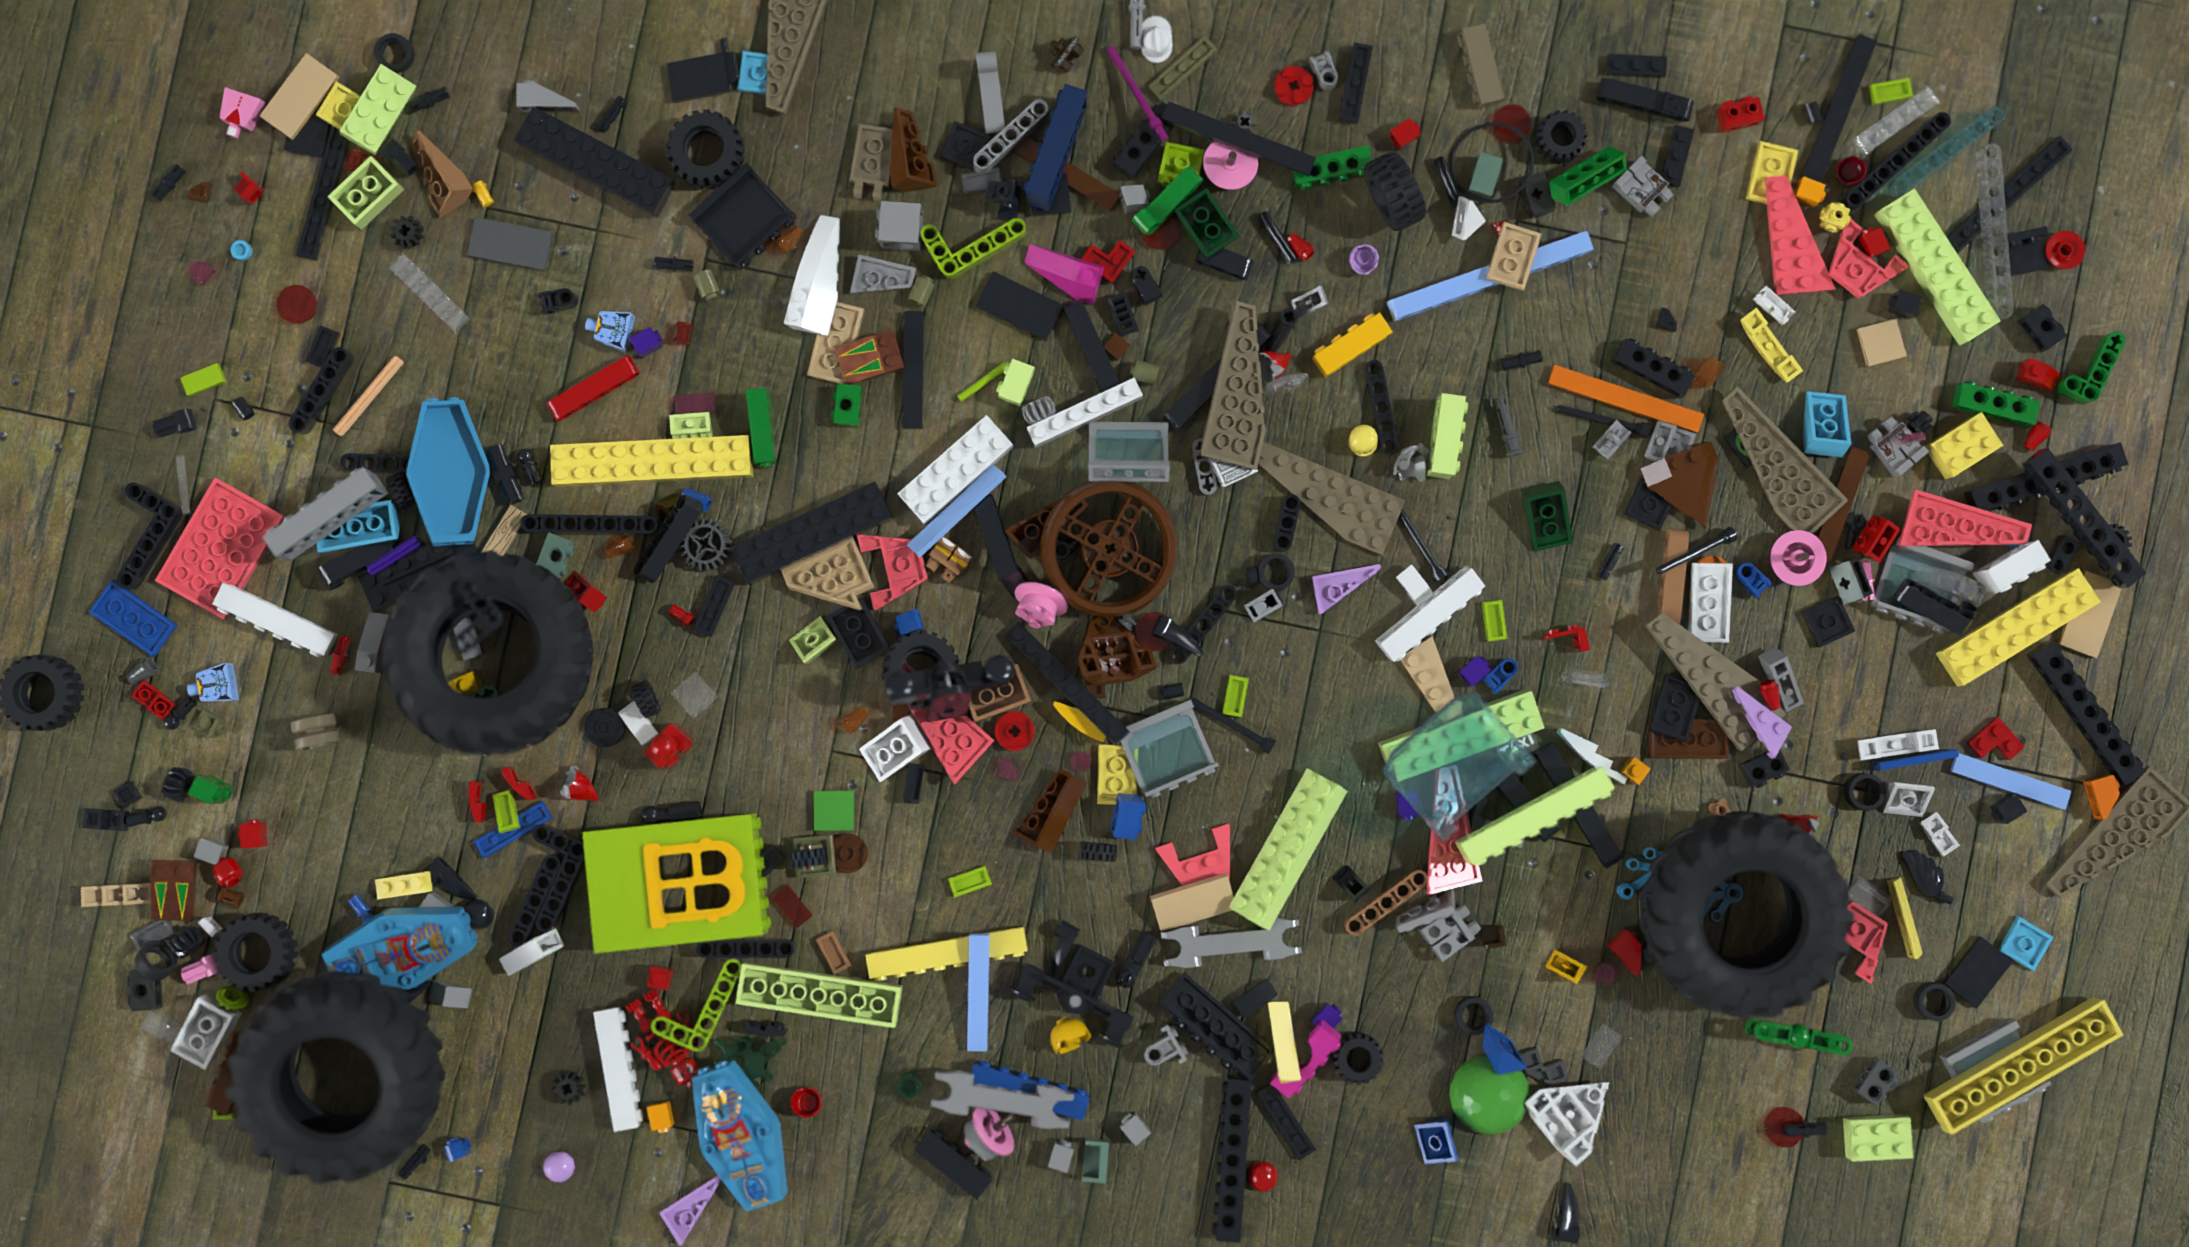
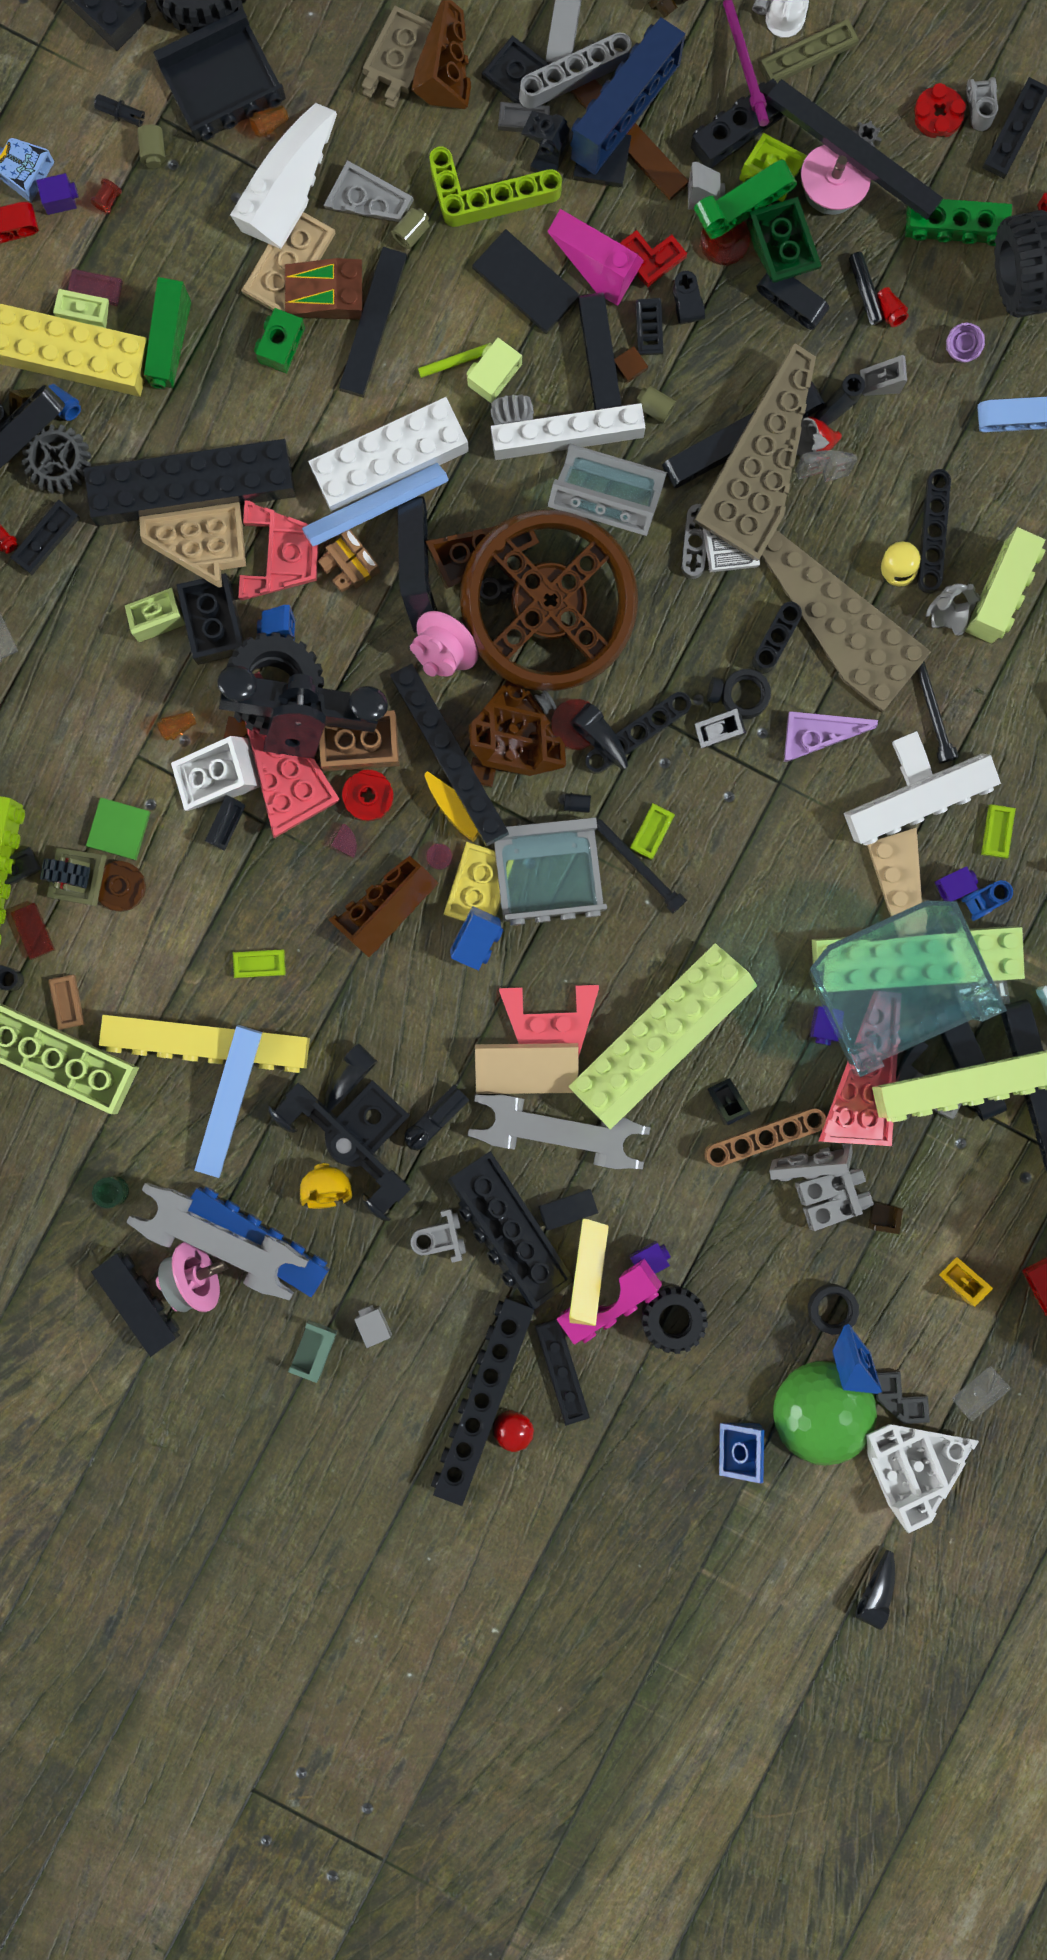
camera: 15 degrees right, 0 degrees up
(899, 225) = (407, 138): light grey brick -> none
(1061, 1155) = (272, 1333): light grey brick -> none
(1099, 851) = (428, 971): black tyre -> none
(1351, 345) = (920, 443): yellow brick -> none
(1603, 973) = (1009, 1304): clear pink tile -> none

